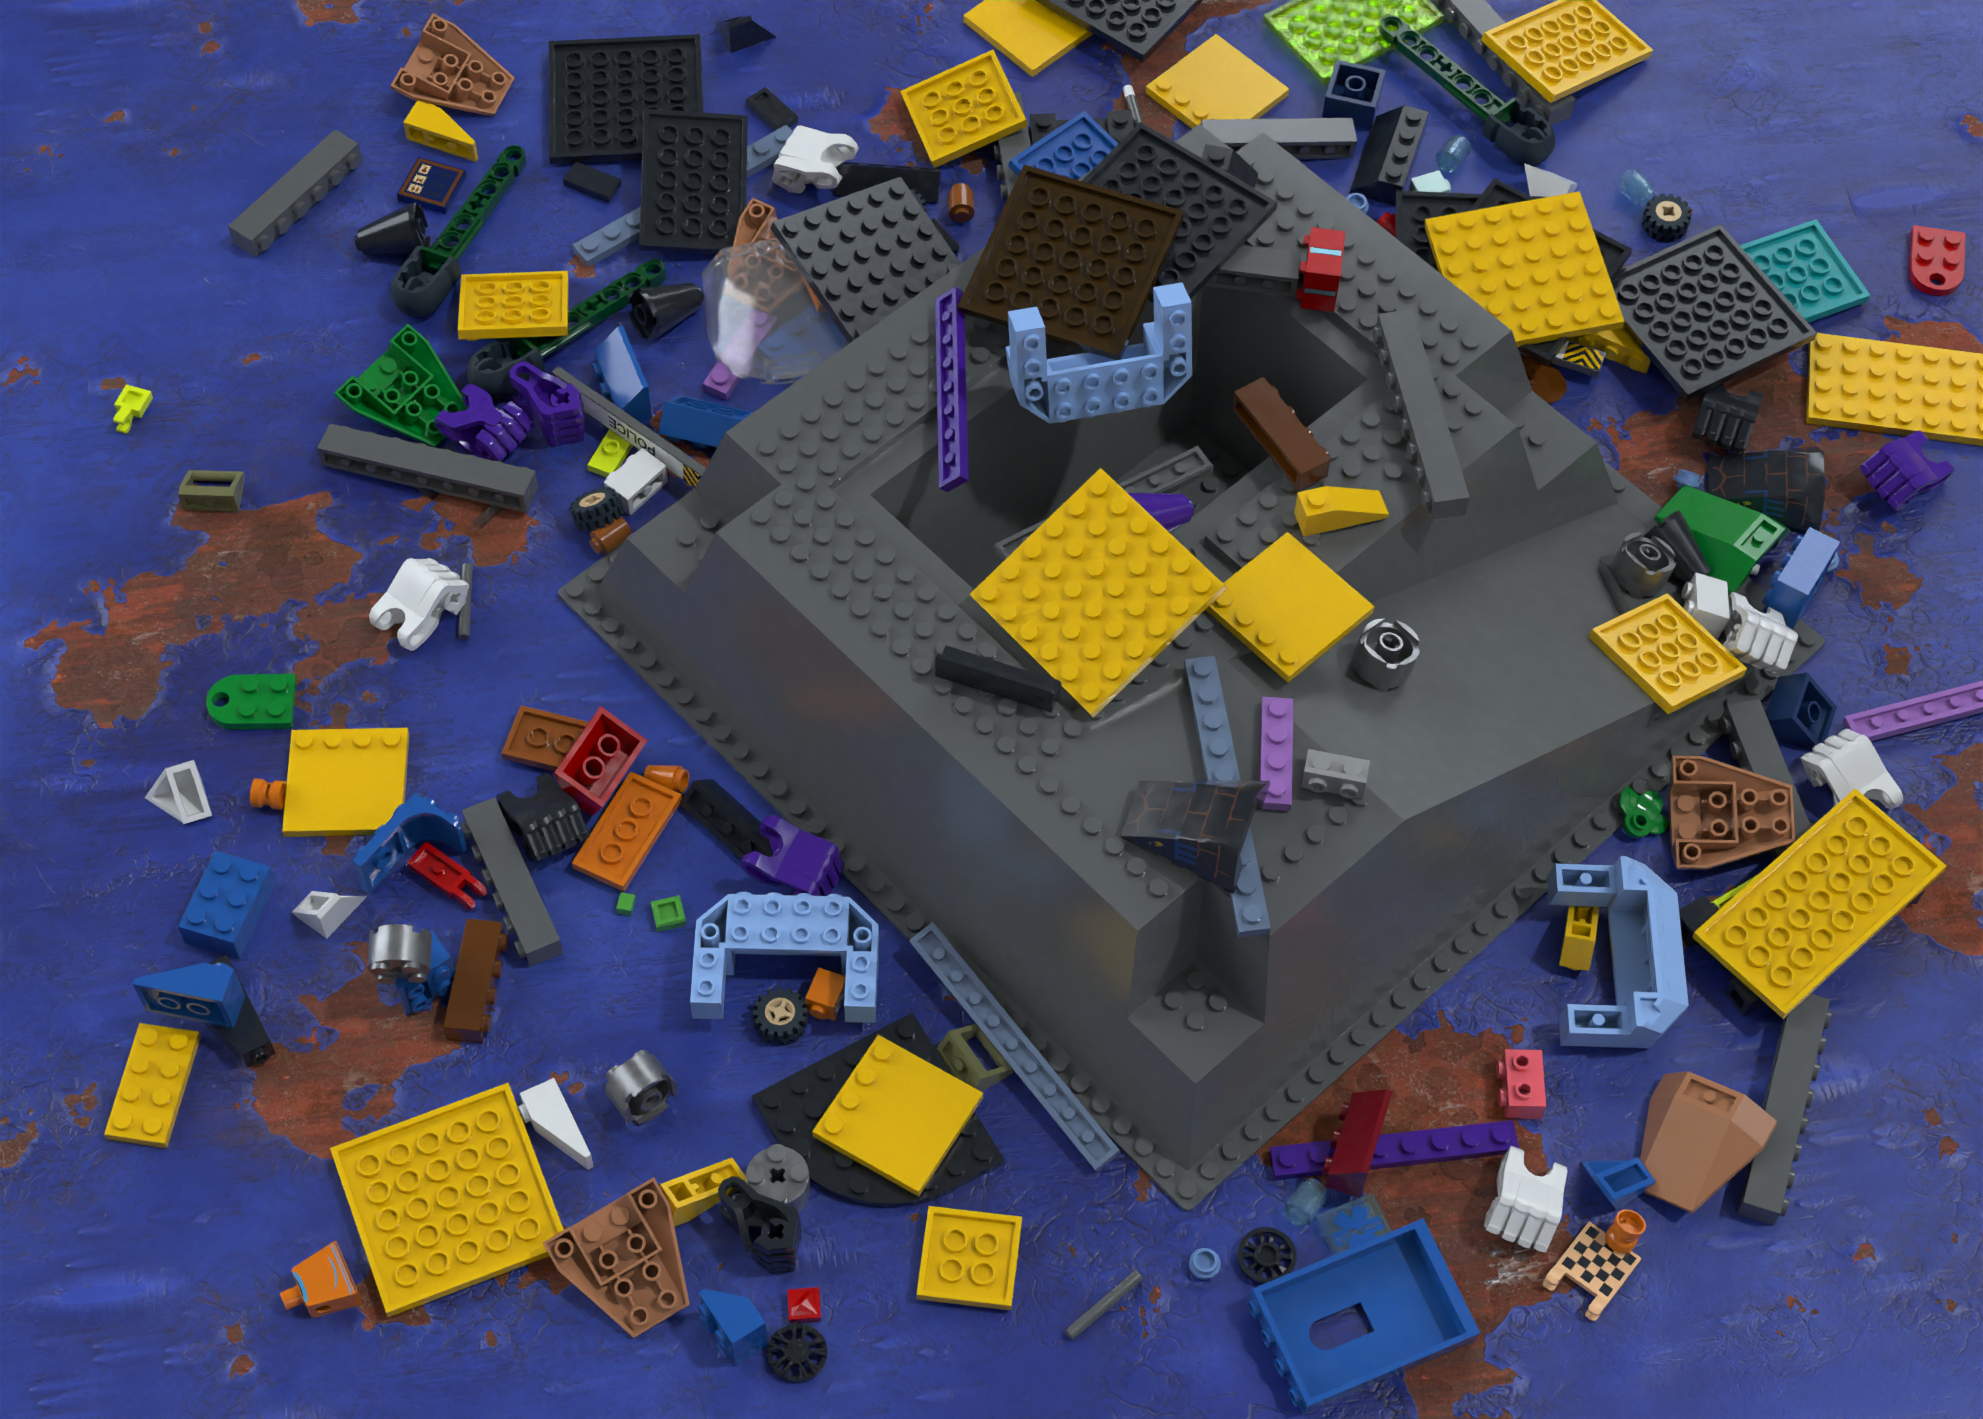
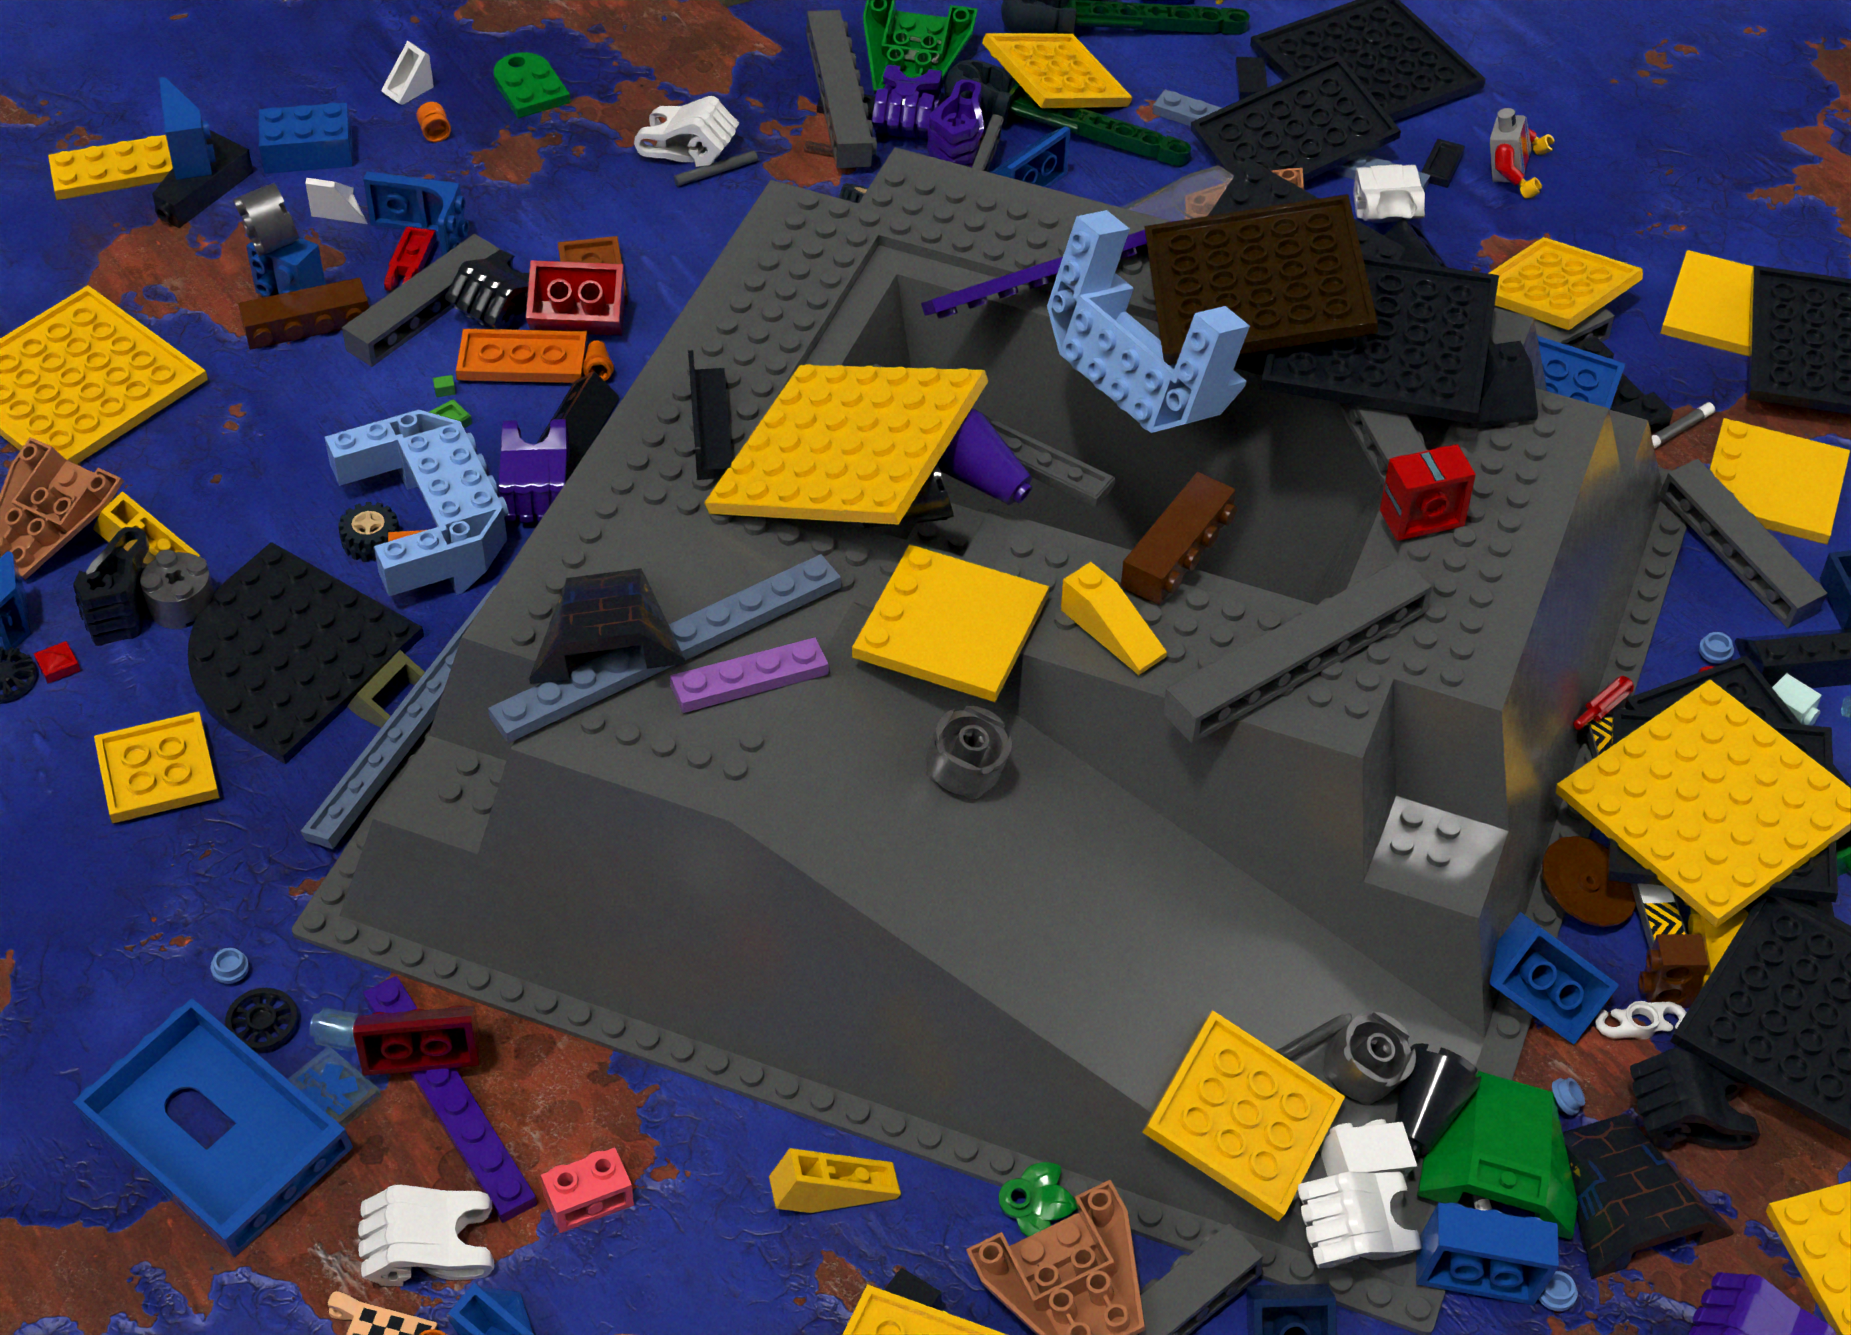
camera: 65 degrees right, 10 degrees down
(344, 780) = (487, 160): yellow plate -> none
(553, 1120) = (180, 416): white slope -> none
(640, 1087) = (234, 453): flat silver brick -> none
(662, 307) = (1132, 164): black cone -> none
(742, 32) = (1517, 98): black slope -> none
(801, 61) = (1511, 151): none -> torso
(898, 1115) = (290, 650): yellow plate -> none
(1103, 1304) = (148, 897): dark grey bar -> none
(1335, 774) = (746, 730): light grey bracket -> none
(1614, 434) = (1549, 978): none -> blue slope
(1627, 370) = (1674, 969): none -> reddish brown brick
(1643, 420) = (1630, 1029): none -> white piece
(1643, 951) = (819, 1260): light blue wedge -> none

